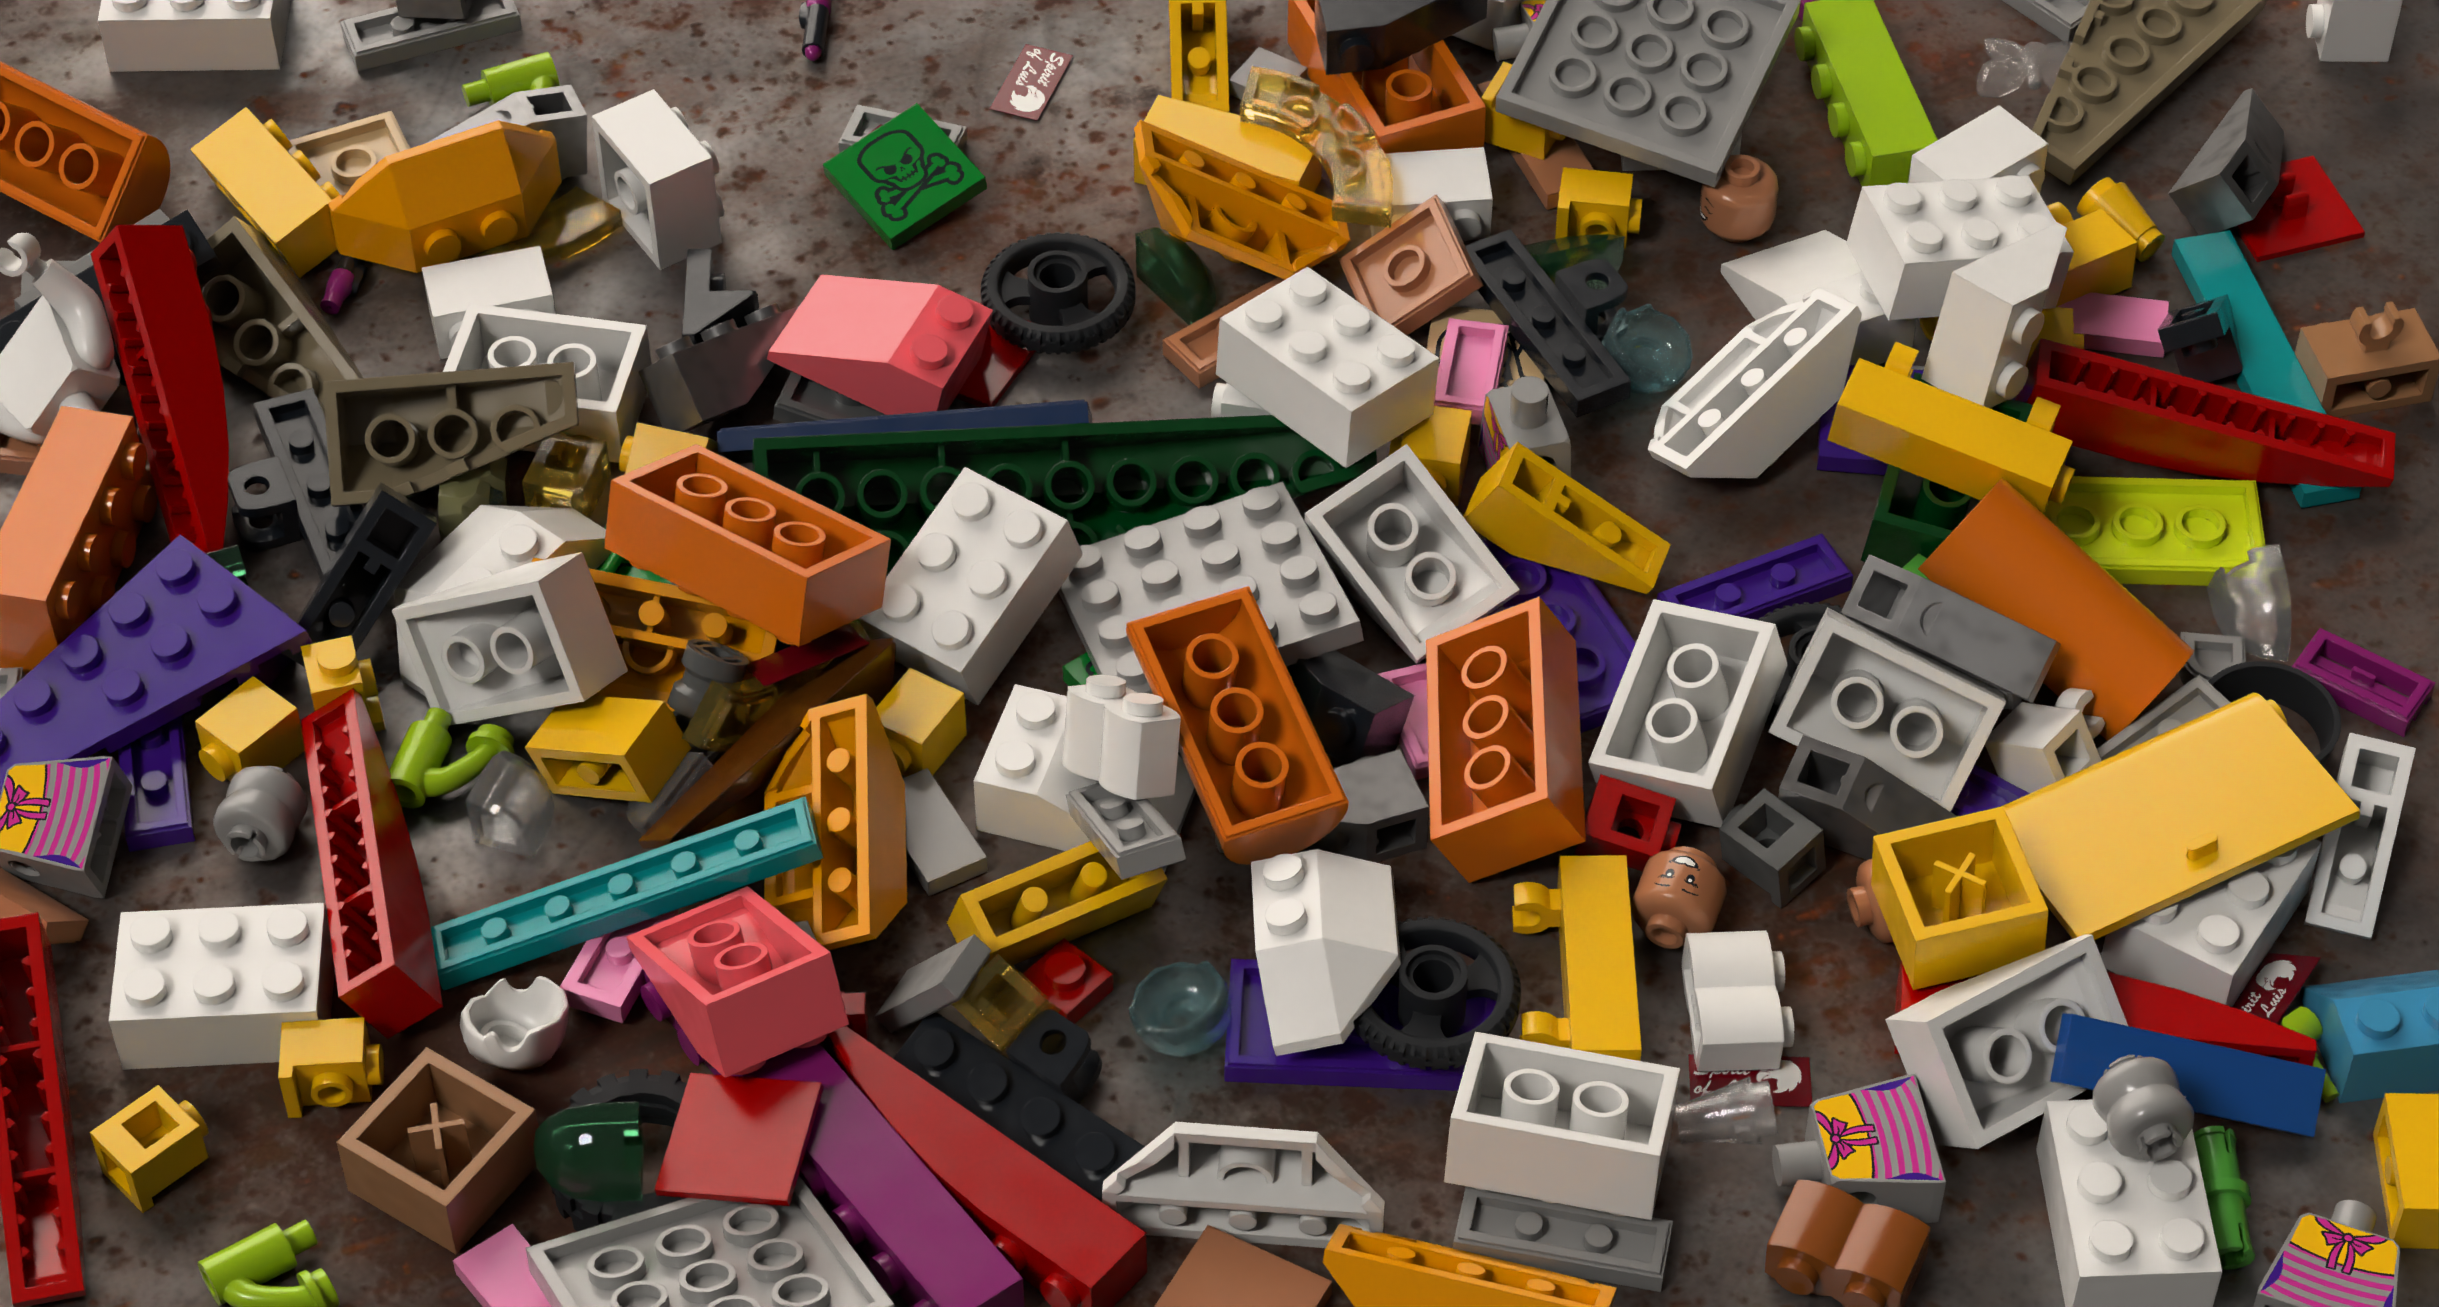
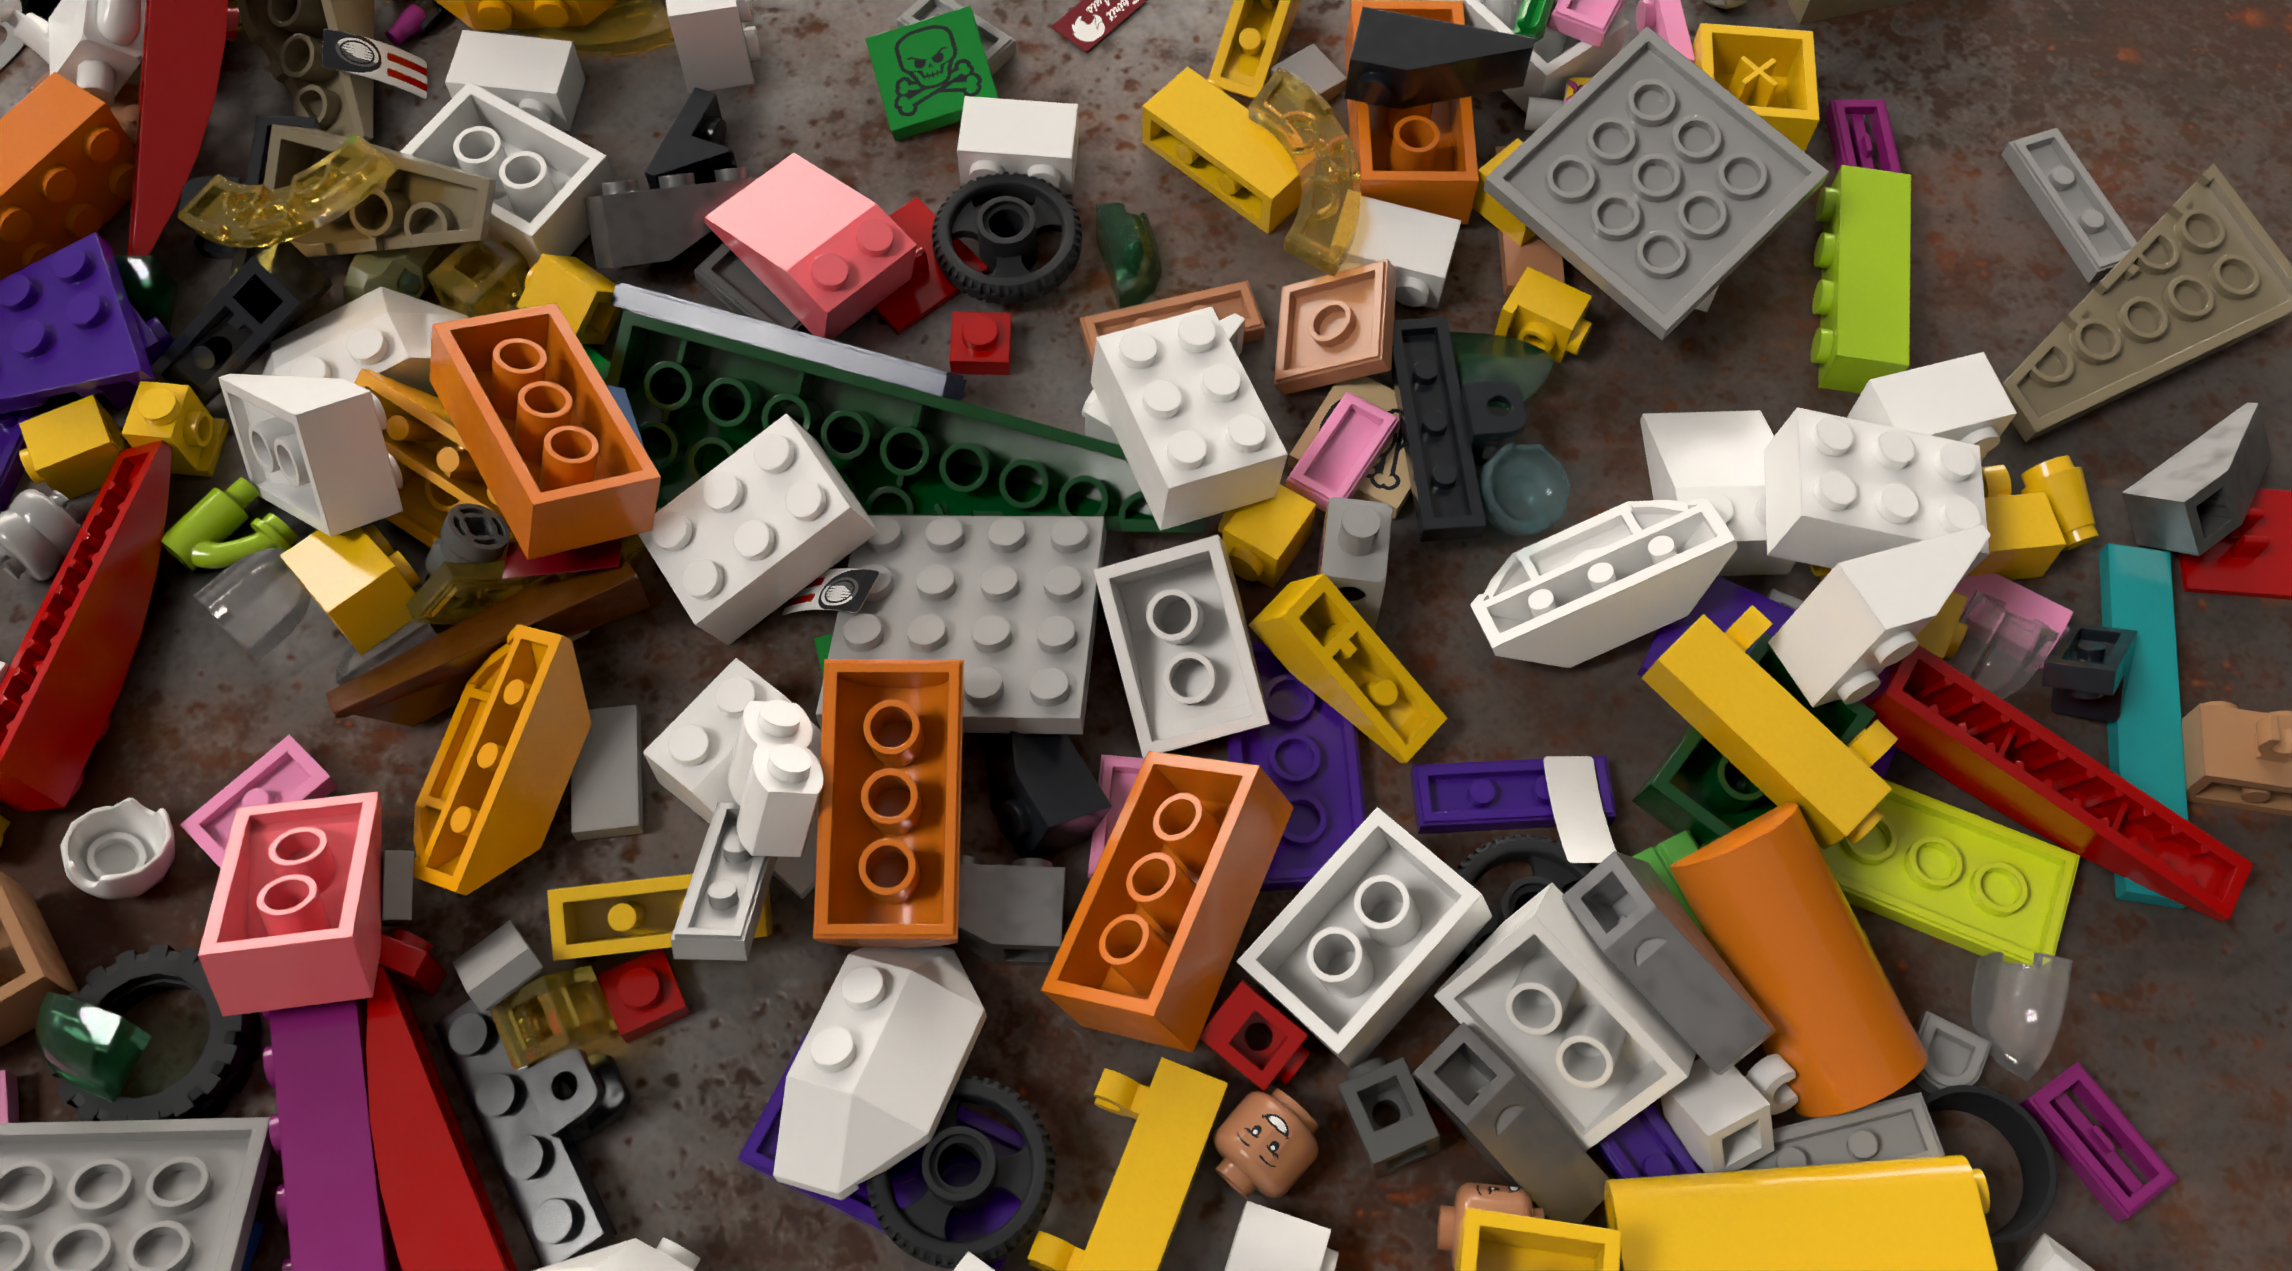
camera: 20 degrees right, 15 degrees up
(340, 321) = (374, 60): none -> sticker
(342, 470) = (261, 217): none -> clear yellow tile
(625, 893) = (284, 749): teal tile -> none
(739, 1139) = (222, 1082): piece -> none
(922, 721) = (644, 657): yellow brick -> none
(1020, 204) = (1019, 138): none -> white brick
(1064, 614) = (835, 590): none -> sticker
(1078, 381) = (981, 343): none -> red plate
(1181, 1008) = (722, 1078): clear light blue hair -> none
(1235, 206) = (1192, 209): light orange wedge -> none
(1742, 201) = (1689, 356): nougat head -> none
(1813, 572) = (1578, 808): none -> white sticker
(2012, 63) = (2028, 287): clear piece -> none
(2120, 332) = (2000, 647): none -> clear brick

